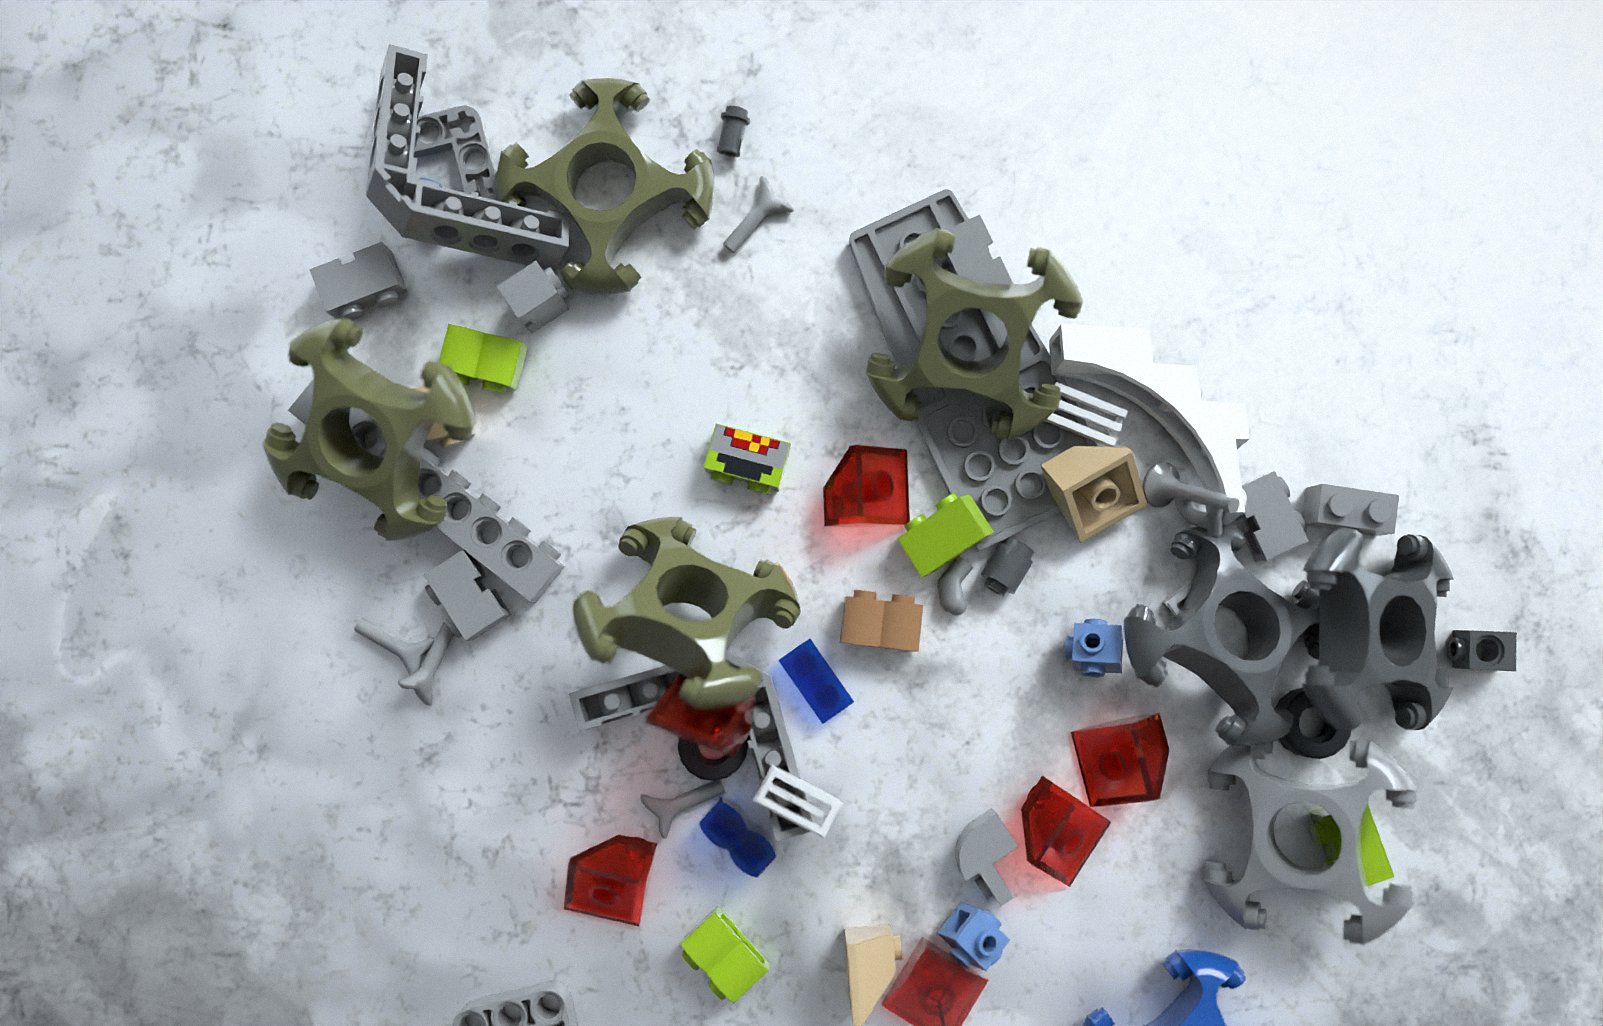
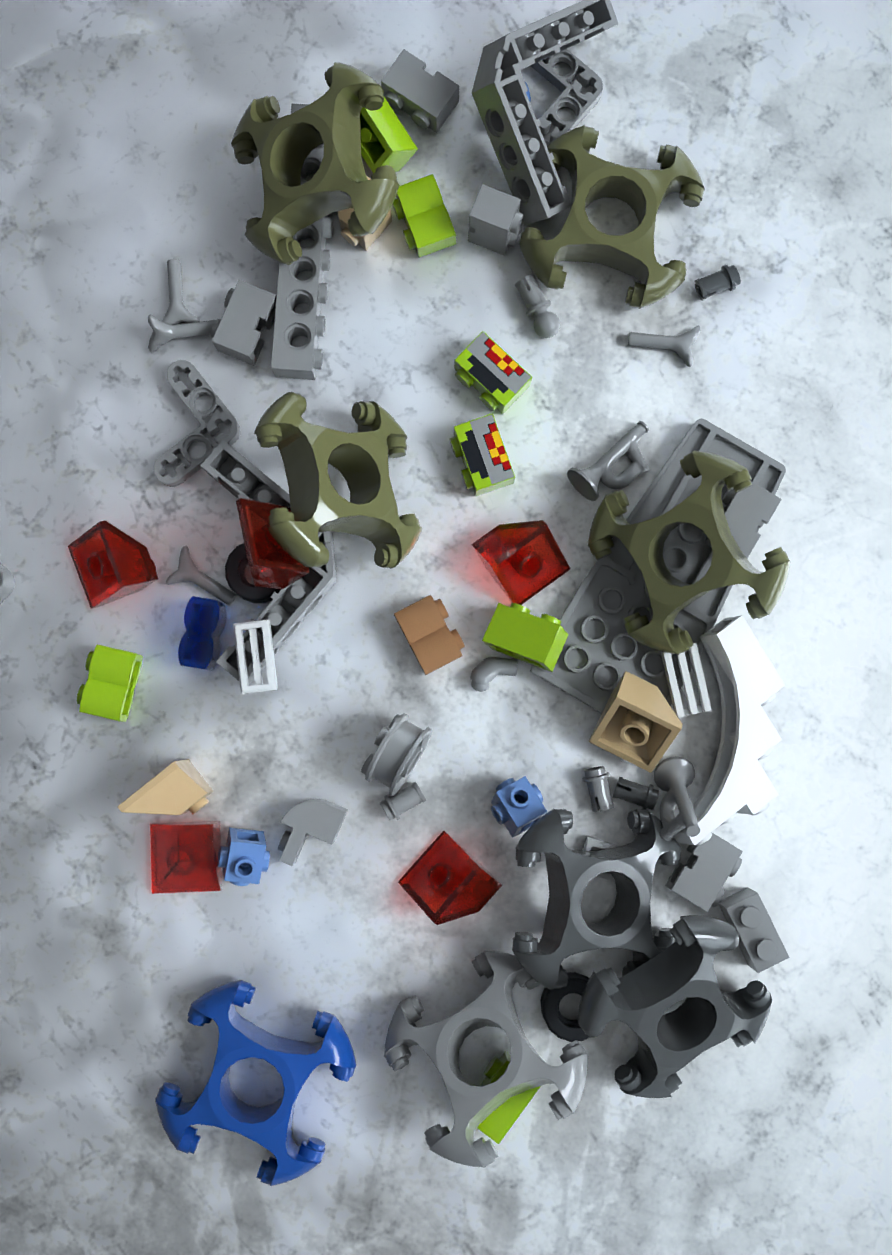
camera: 60 degrees right, 0 degrees up
(387, 347) = (384, 139): none -> lime brick
(534, 694) = (209, 423): none -> light grey beam
(662, 314) = (546, 323): none -> light grey pin
(675, 398) = (491, 373): none -> brick
(816, 681) = (354, 615): clear blue plate -> none
(836, 376) = (587, 479): none -> light grey piece
(973, 729) = (397, 753): none -> light grey wheel
(1007, 566) = (534, 700): dark grey brick -> none
(1019, 752) = (402, 801): none -> light grey pin
(1059, 831) = (364, 869): clear red slope -> none
(1128, 562) = (598, 788): none -> light grey pin
(1157, 530) = (636, 793): none -> dark grey pin
(1498, 655) = (725, 1114): dark grey brick -> none

